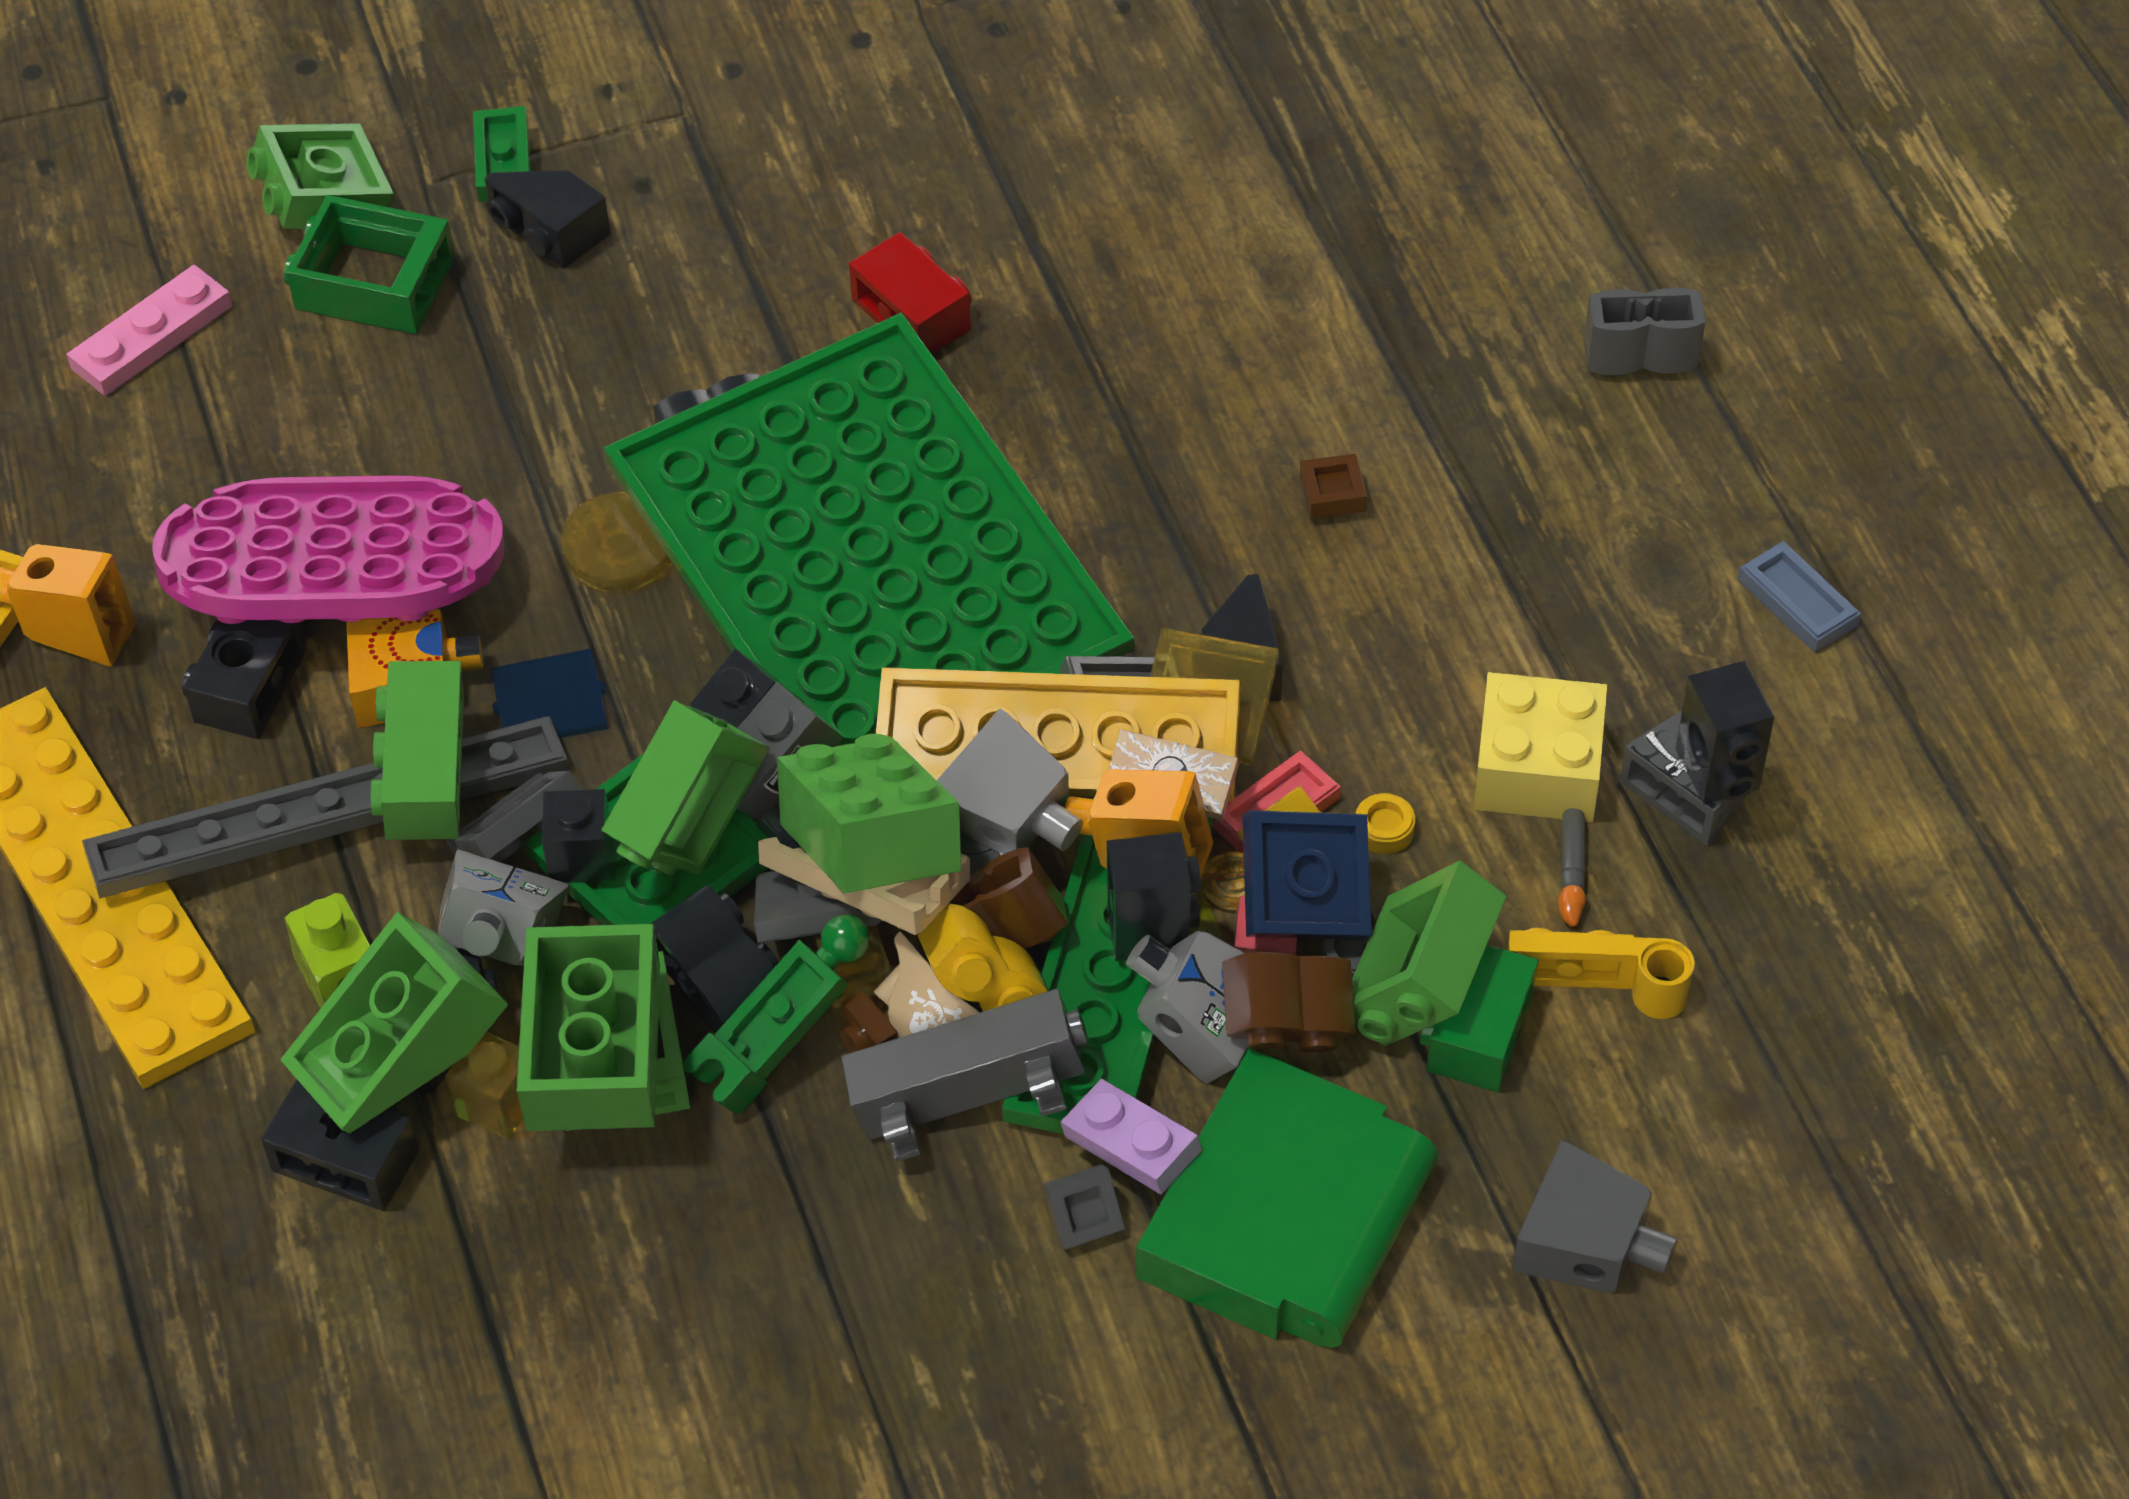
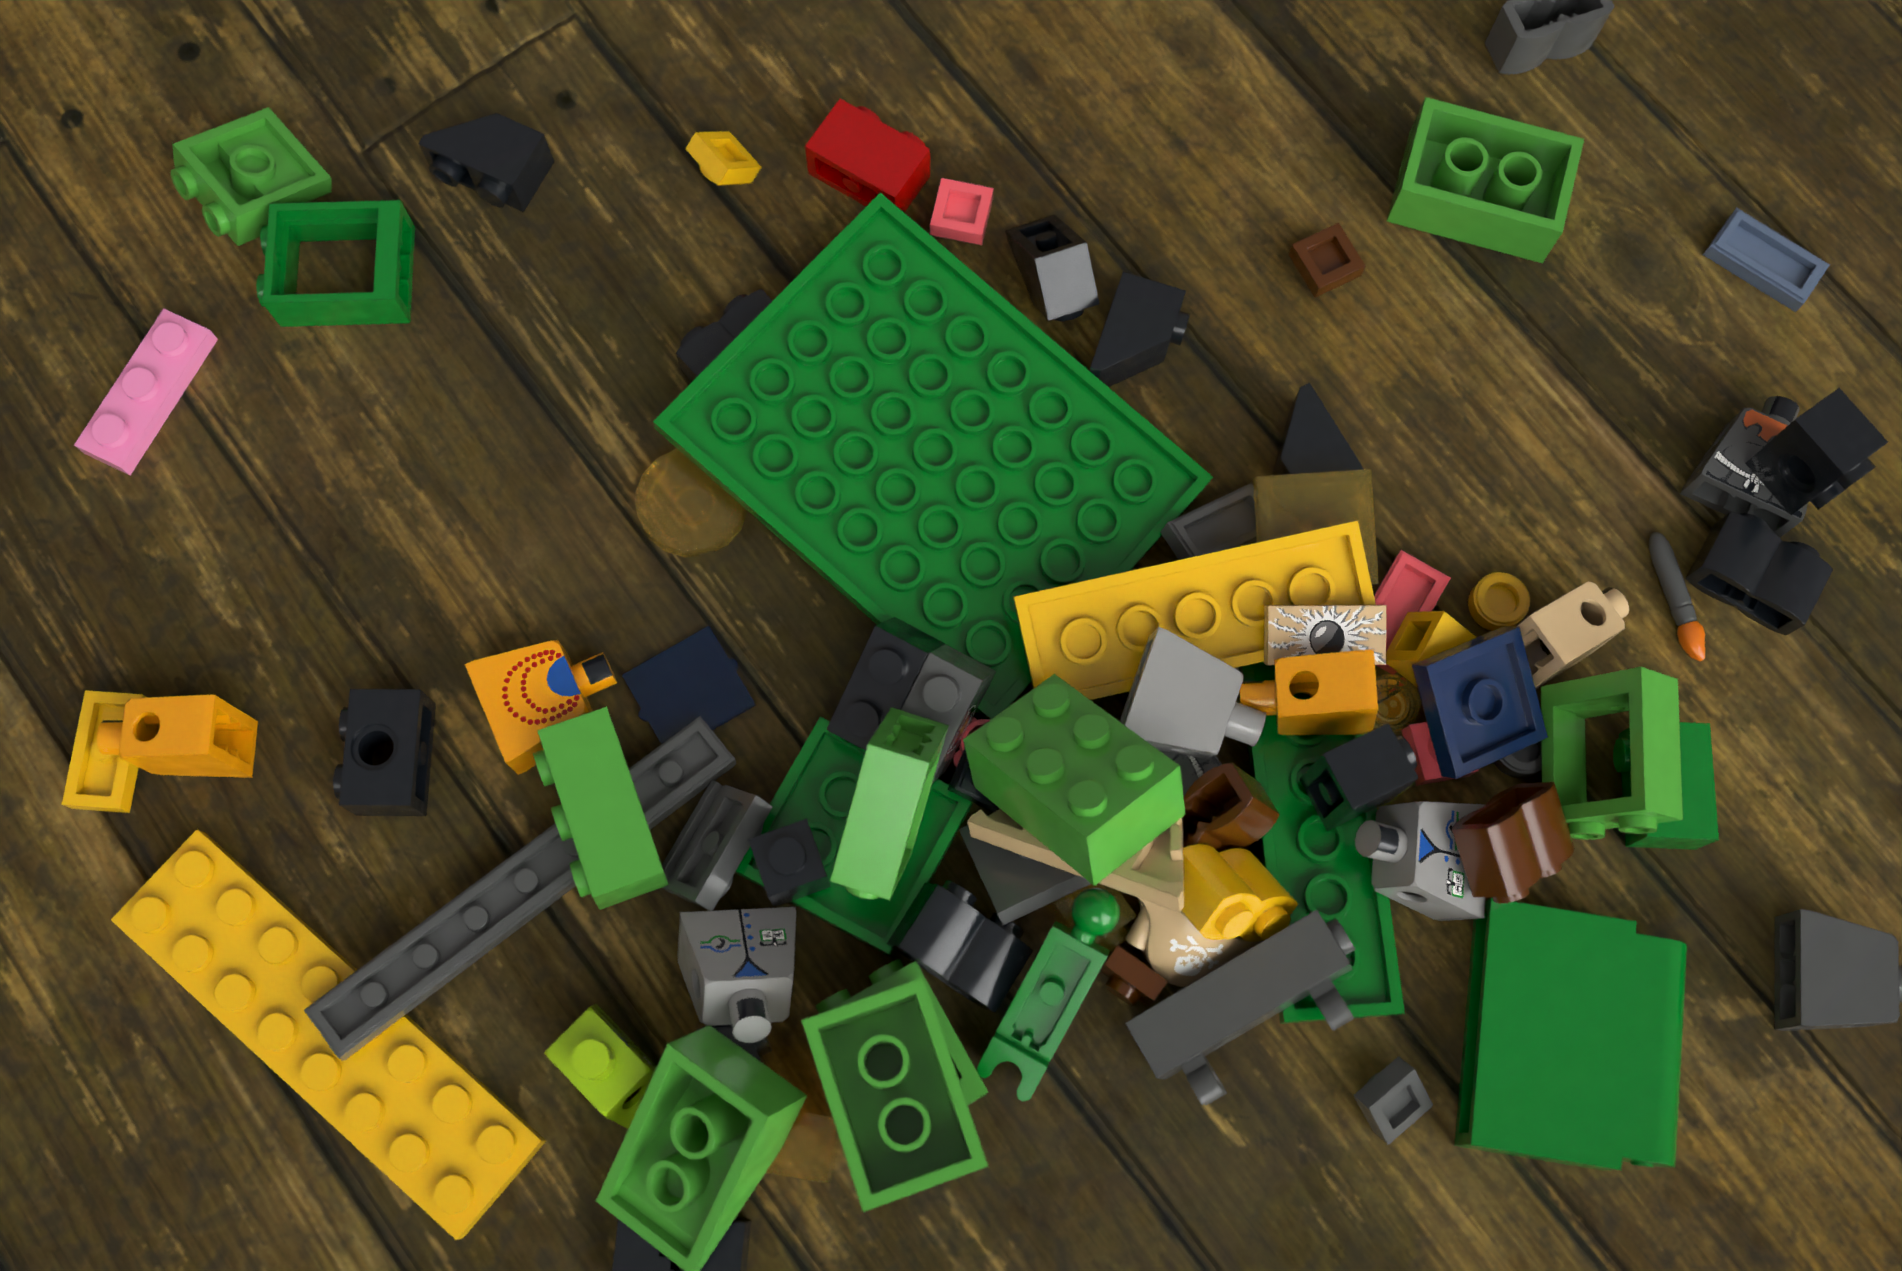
camera: 20 degrees left, 20 degrees up
(328, 549) = (421, 606): dark pink plate -> none
(500, 143) = (416, 97): green plate -> none
(770, 262) = (723, 158): none -> yellow plate
(984, 360) = (961, 211): none -> coral plate
(1053, 430) = (1054, 267): none -> black slope
(1112, 498) = (1139, 328): none -> black slope
(1131, 1136) = (1423, 1027): lavender plate -> none
(1421, 837) = (1572, 629): none -> tan torso
(1517, 448) = (1485, 180): none -> bright green brick
(1540, 746) = (1616, 488): light yellow brick -> none
(1612, 962) = (1778, 691): yellow plate -> none
(1661, 858) = (1760, 573): none -> black brick

